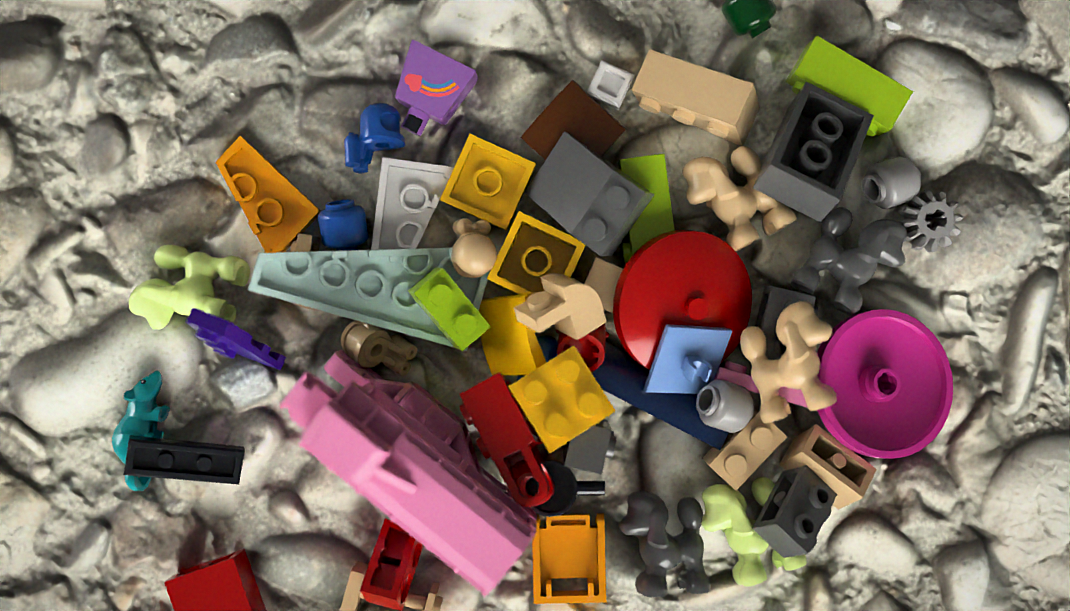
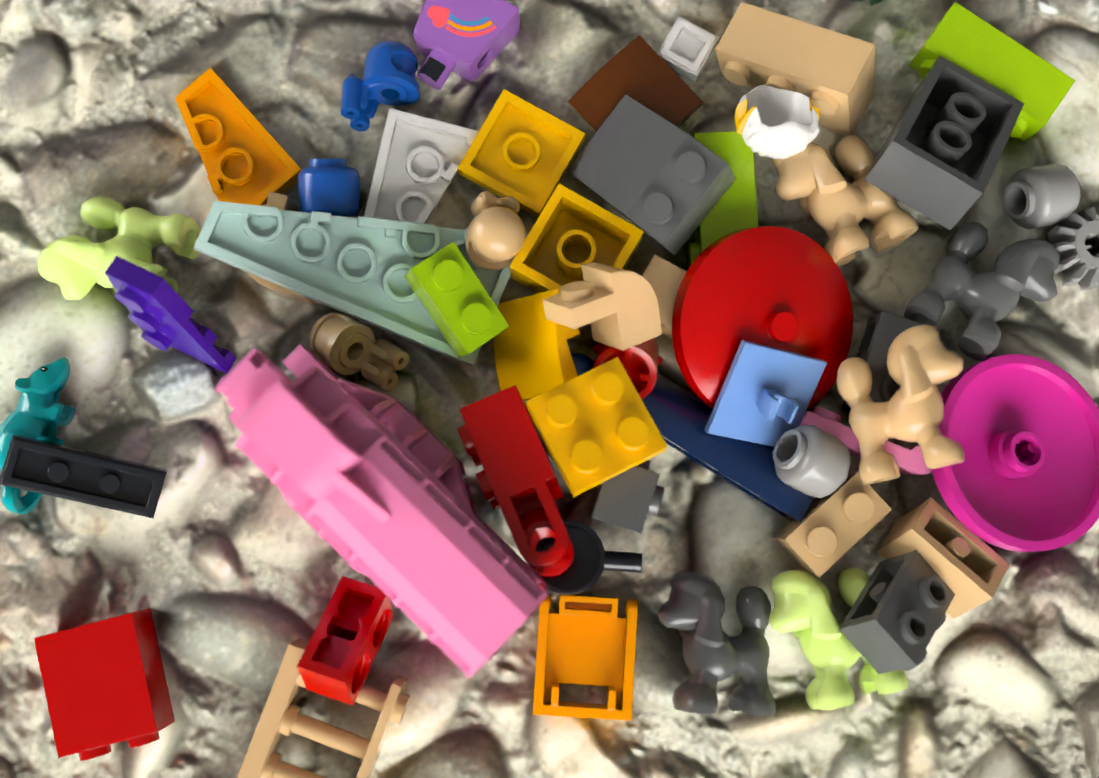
camera: 10 degrees right, 5 degrees down
(681, 148) = (776, 121): none -> white hair

